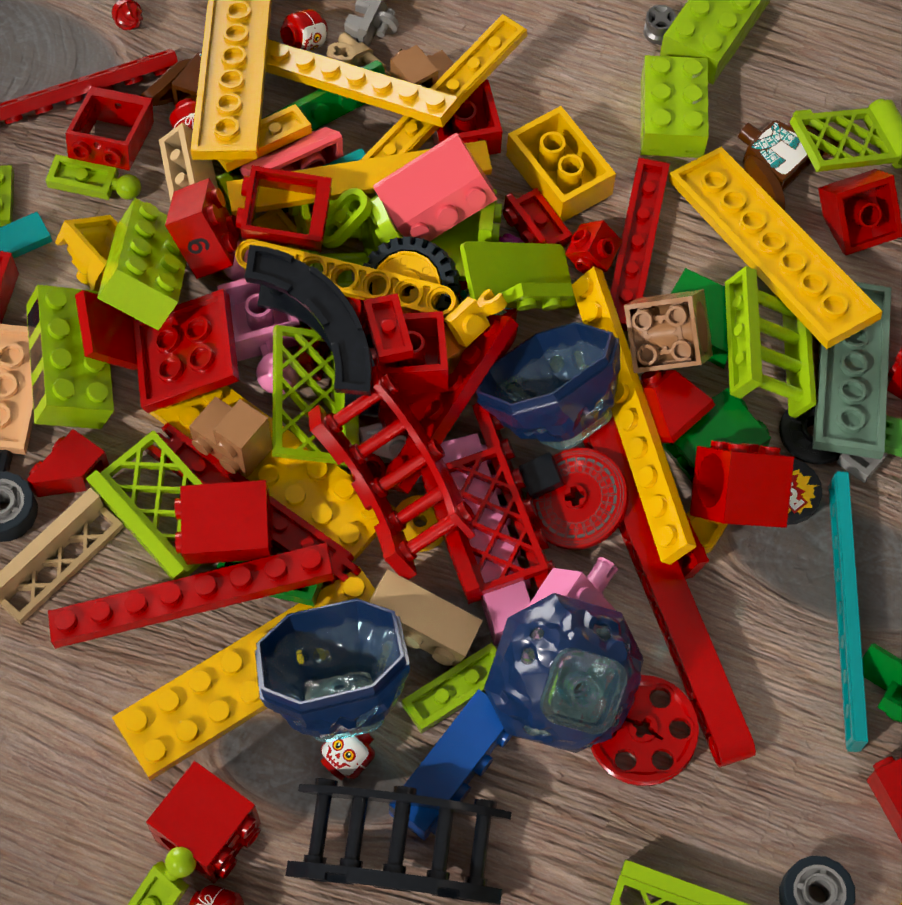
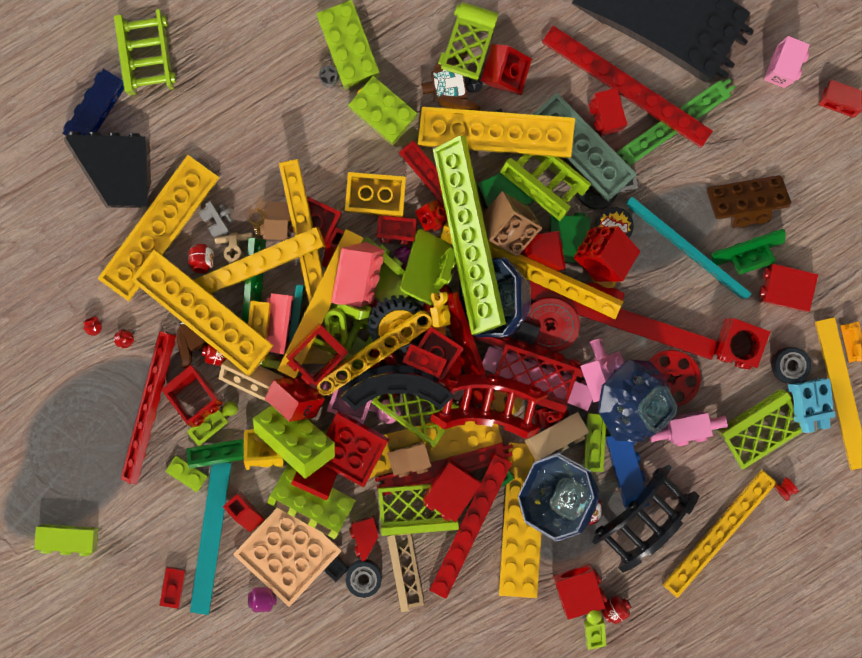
camera: 50 degrees left, 25 degrees up
(42, 197) = (215, 453): none -> green plate
(441, 583) = (543, 417): none -> red piece
(590, 799) = (690, 427): none -> bright pink brick
(603, 292) = (469, 236): none -> lime plate
(802, 757) = (758, 339): none -> red brick
(805, 188) = (473, 85): none -> black tile

